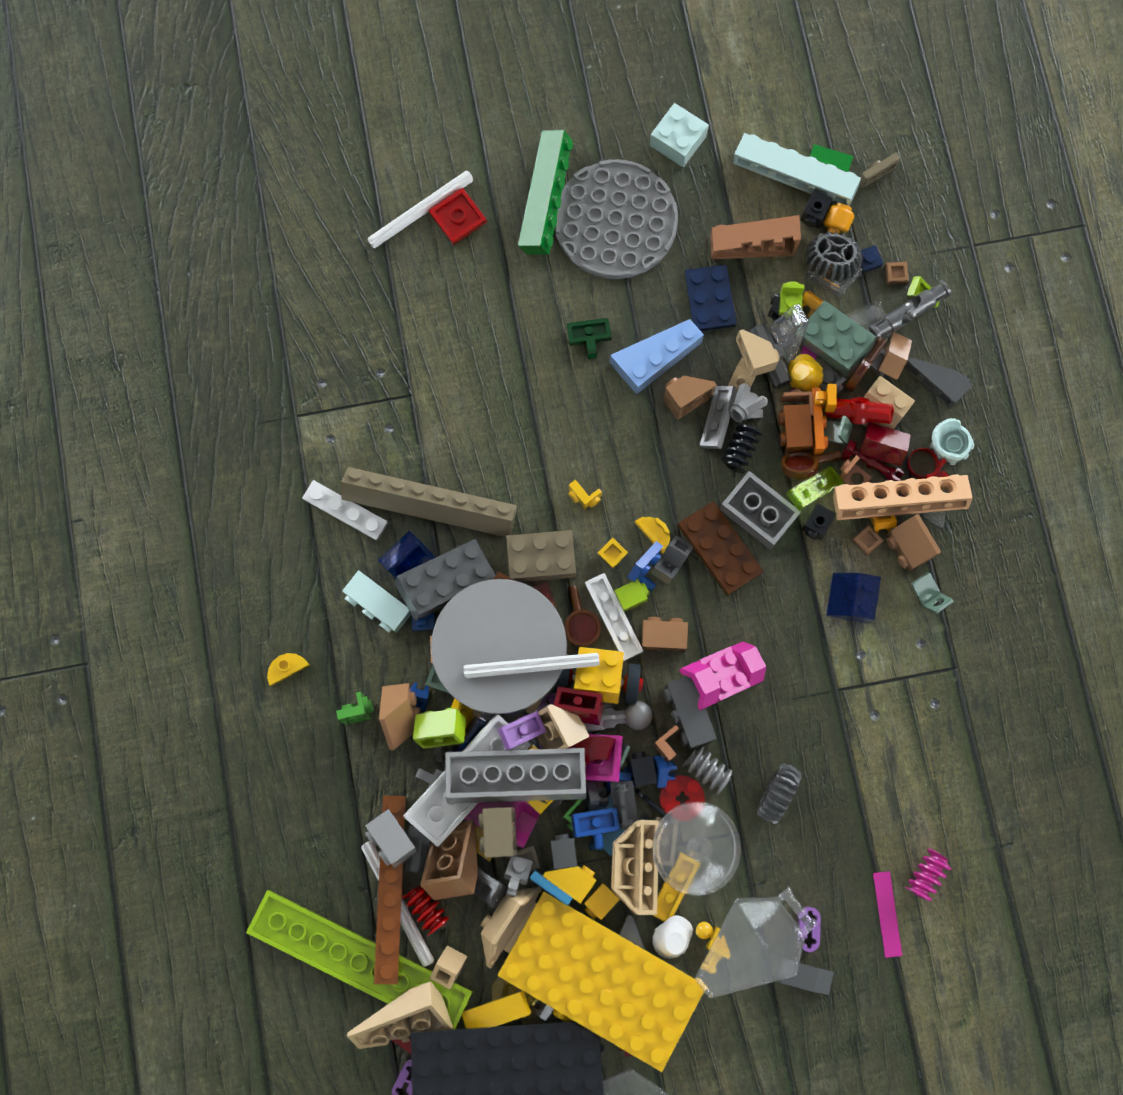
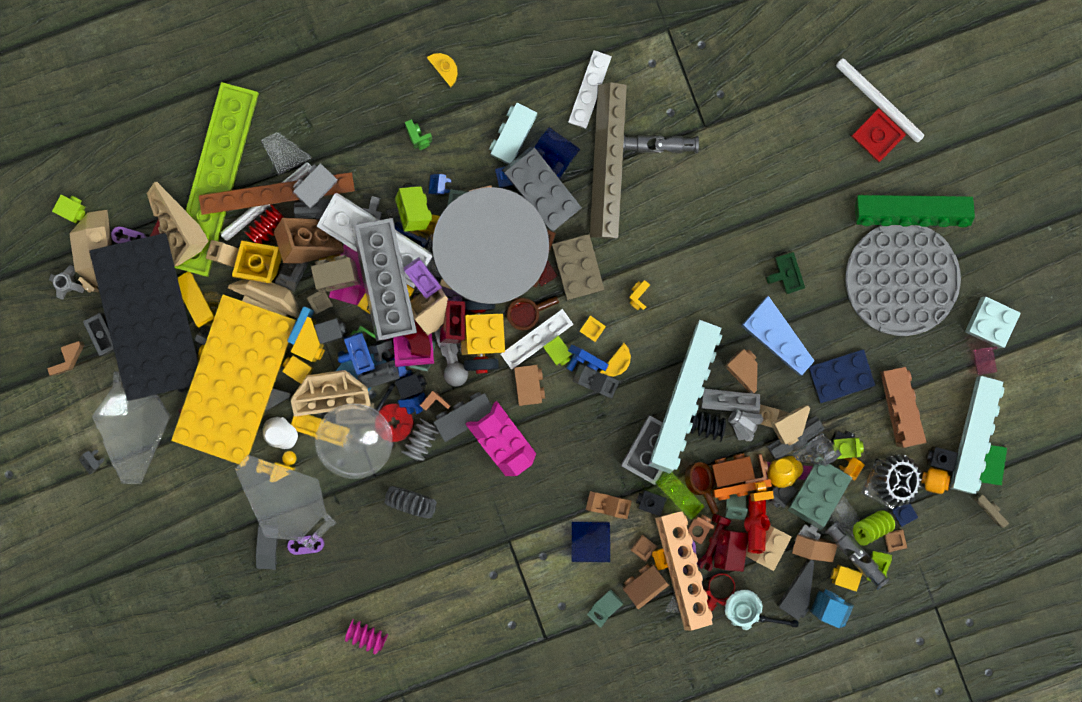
camera: 75 degrees right, 10 degrees up
(344, 873) = (283, 153): none -> clear wing
(398, 713) = (419, 171): medium nougat slope -> none
(423, 429) = (673, 144): none -> flat silver piece
(466, 926) = (257, 262): none -> yellow slope
(517, 872) = (307, 296): light grey plate -> none
(531, 665) = (477, 276): white axle -> none
(708, 461) = (684, 397): none -> light aqua brick
(717, 150) = (985, 360): none -> clear pink bracket
(720, 548) = (613, 421): reddish brown plate -> none
(814, 570) = (608, 505): none -> medium nougat slope
(866, 363) = (800, 523): reddish brown piece -> none
(881, 289) = (873, 527): none -> lime piece
(887, 914) = (329, 608): dark pink sticker -> none
(931, 328) = (846, 577): none -> yellow brick
(967, 344) = (831, 608): none -> dark azure wedge
(974, 392) = (794, 623): none -> black hinge

